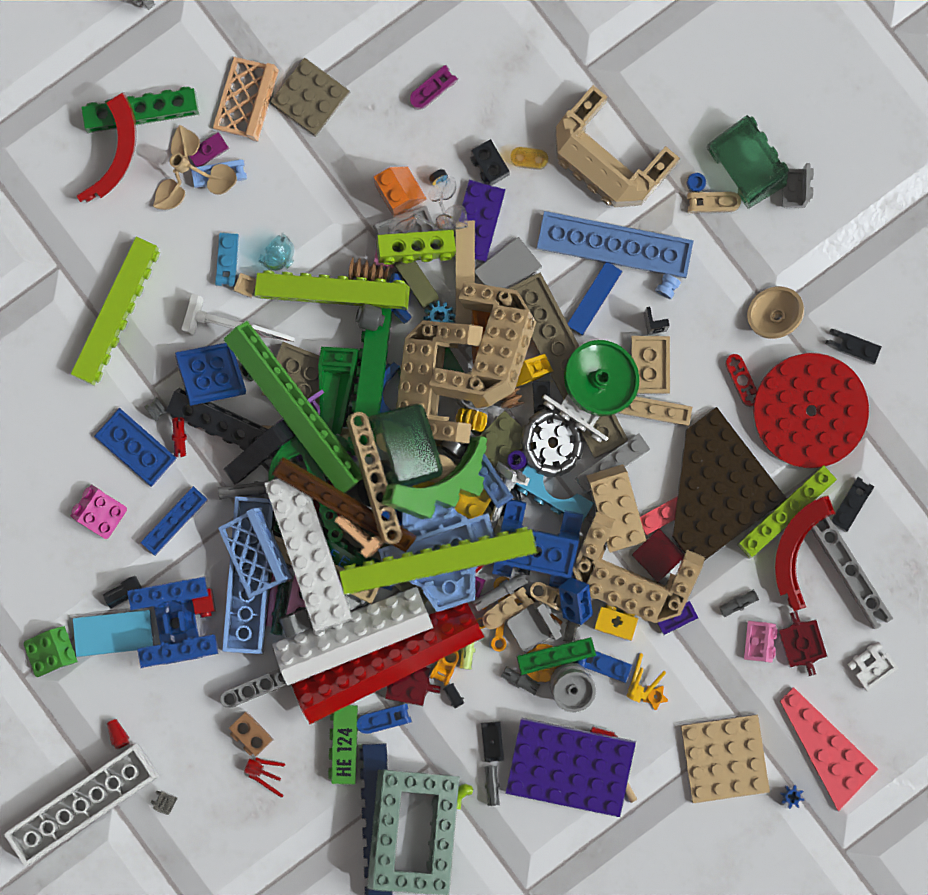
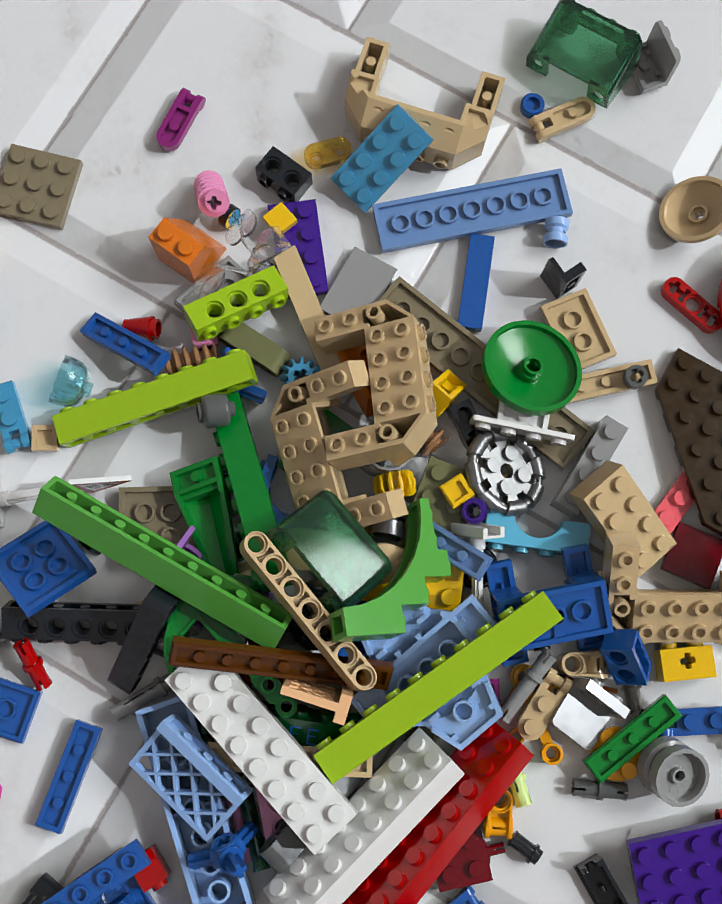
camera: 30 degrees left, 5 degrees down
(258, 608) = (226, 852): none -> blue bush
(327, 242) = (125, 344): none -> blue plate
(344, 234) = (145, 327): none -> red cone
(431, 157) = (211, 193): none -> bright pink piece
(472, 196) = (280, 217): none -> yellow tile
(510, 441) = (456, 490): none -> yellow tile
(563, 182) = (382, 158): none -> dark azure plate
(678, 418) = (632, 384): none -> dark grey bush

